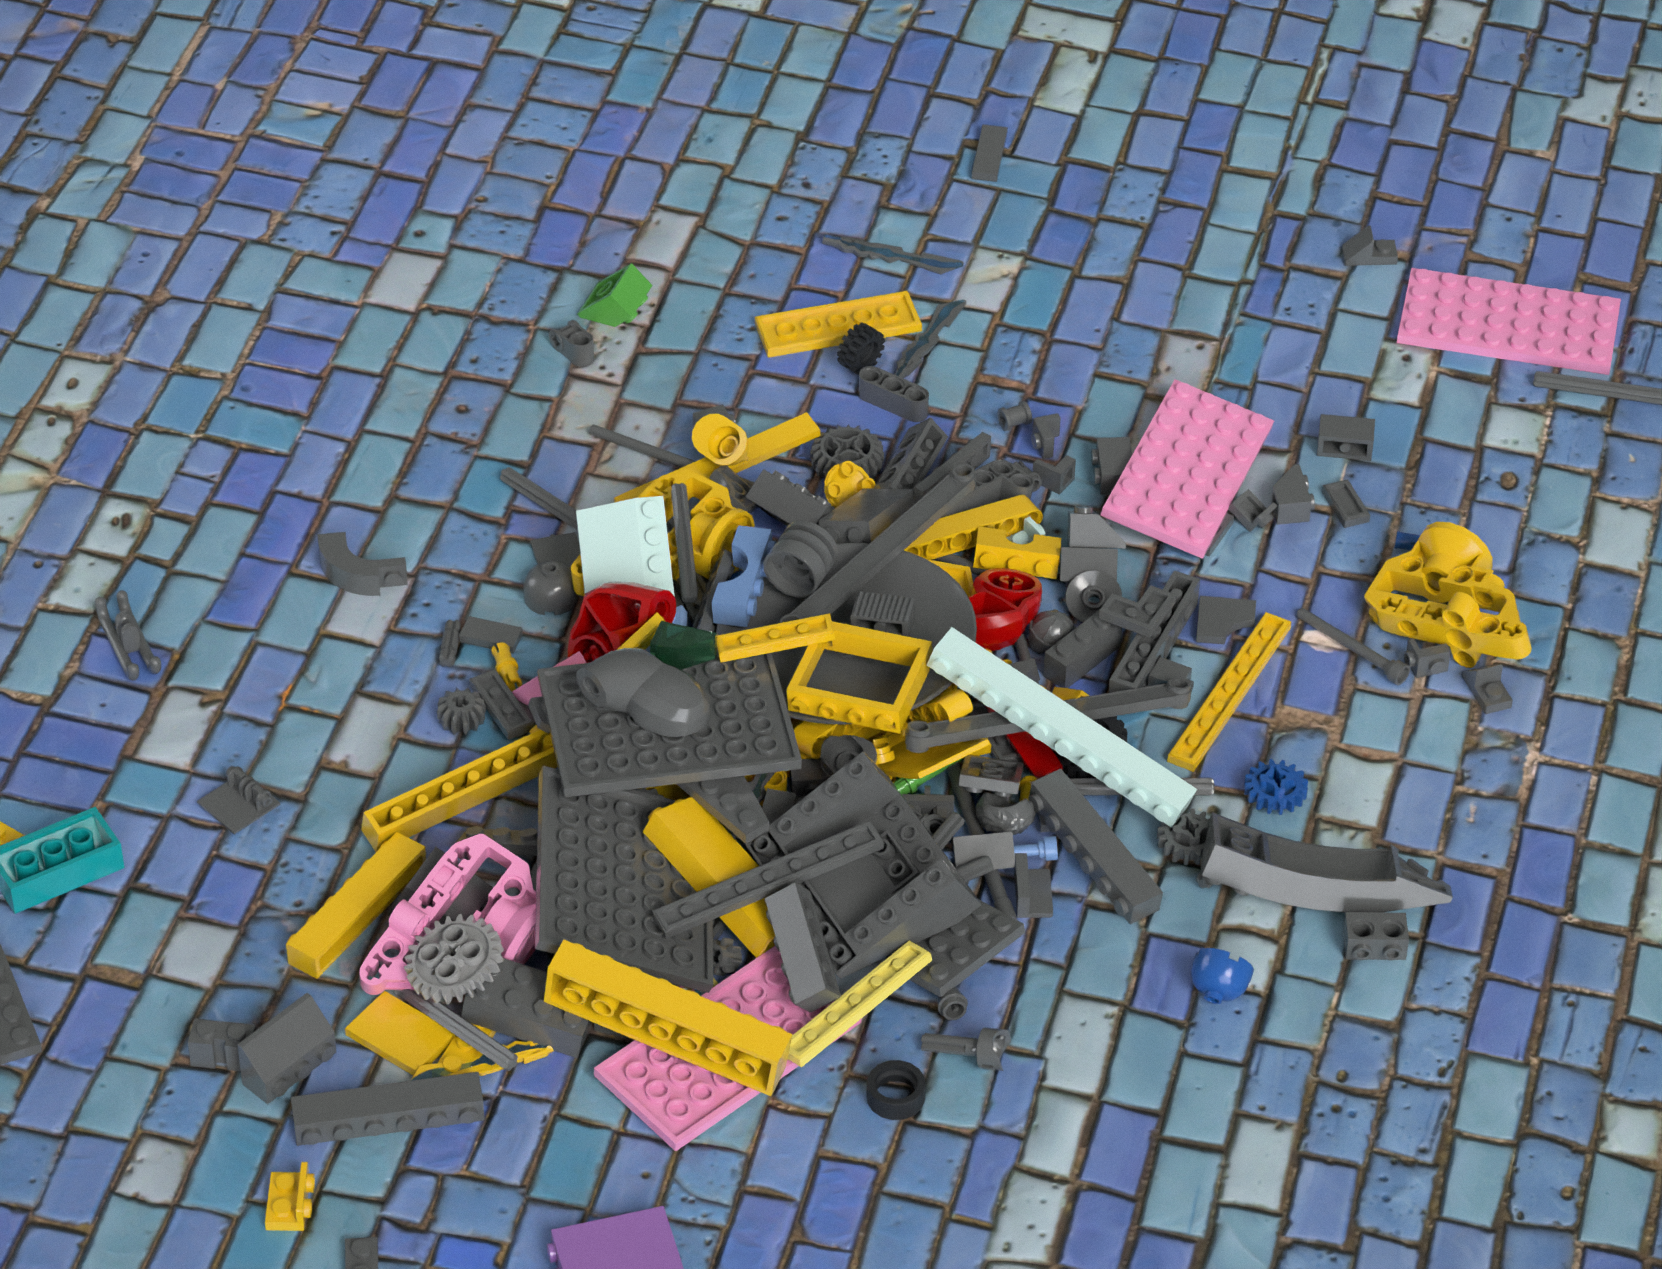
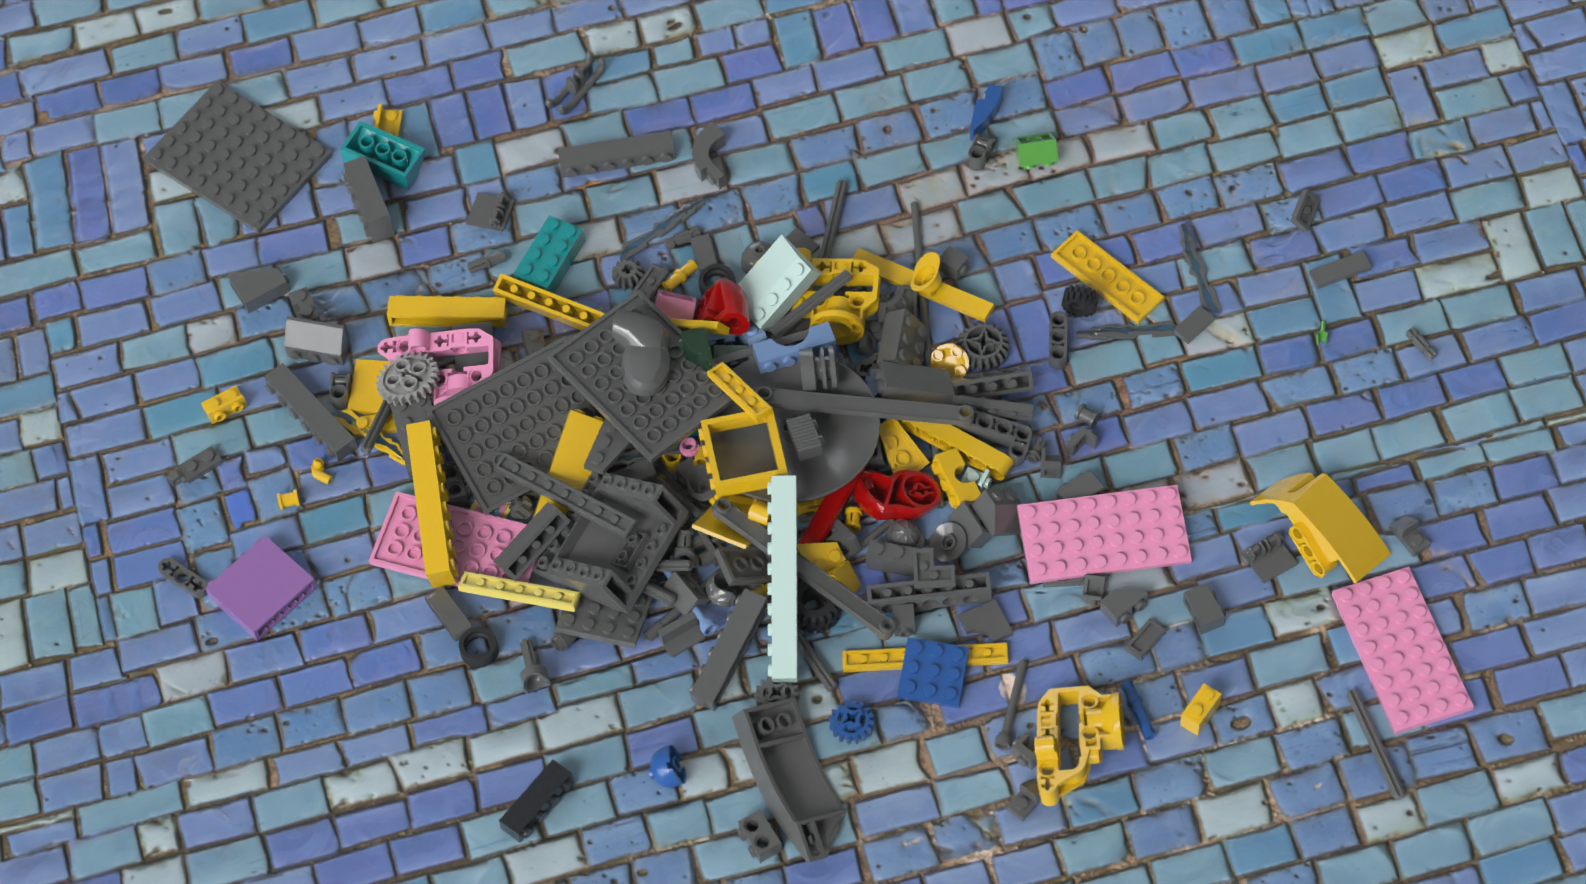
camera: 65 degrees right, 15 degrees up
(113, 900) = (367, 200): none -> dark grey brick
(134, 1082) = (259, 287): none -> dark grey slope
(271, 646) = (616, 154): none -> dark grey brick
(314, 836) = (486, 262): none -> dark grey axle
(363, 763) = (550, 254): none -> teal brick
(377, 1062) = (340, 387): none -> dark grey piece
(418, 691) = (660, 229): none -> dark grey sword
(486, 1144) = (318, 471): none -> yellow arm
(505, 1190) = (288, 499): none -> yellow bush
(521, 313) = (986, 110): none -> blue slope
(546, 623) = (711, 271): none -> black tyre
(822, 1097) = (448, 613): none -> dark grey beam
(886, 136) = (1305, 210): none -> dark grey plate
(964, 286) = (1193, 325): none -> dark grey tile
(1066, 199) = (1322, 335): none -> bright green hand
(1136, 138) = (1421, 344): none -> dark grey axle
(1172, 1126) = (536, 801): none -> black brick
(1261, 688) = (933, 672): none -> blue plate
(1304, 286) = (1326, 525): none -> yellow beam
(1315, 362) = (1269, 557): none -> dark grey hinge
(1476, 494) = (1200, 709): none -> yellow brick

